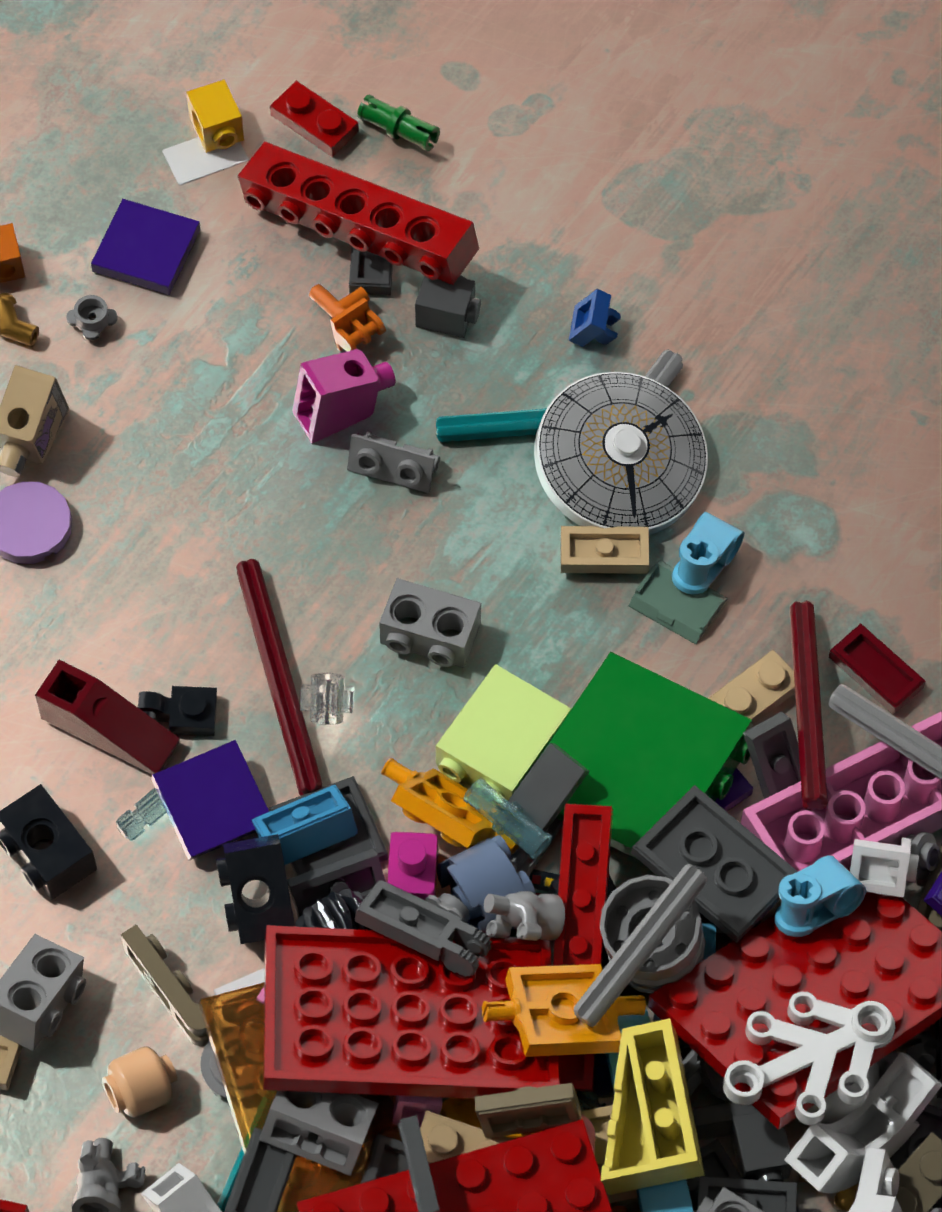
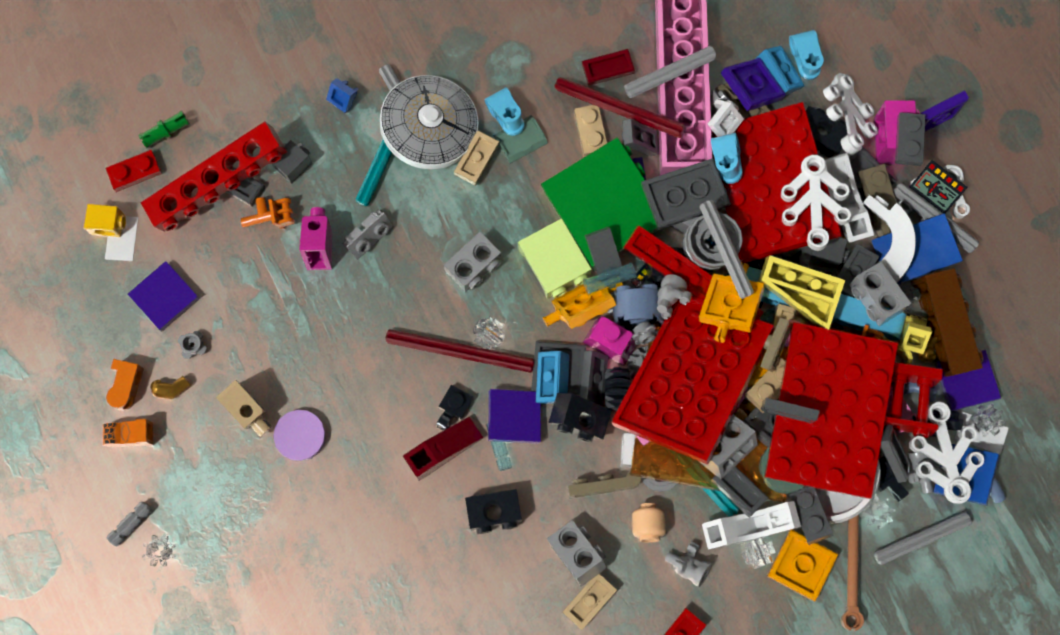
camera: 60 degrees left, 15 degrees up
(423, 927) = (650, 347): dark grey hinge -> none

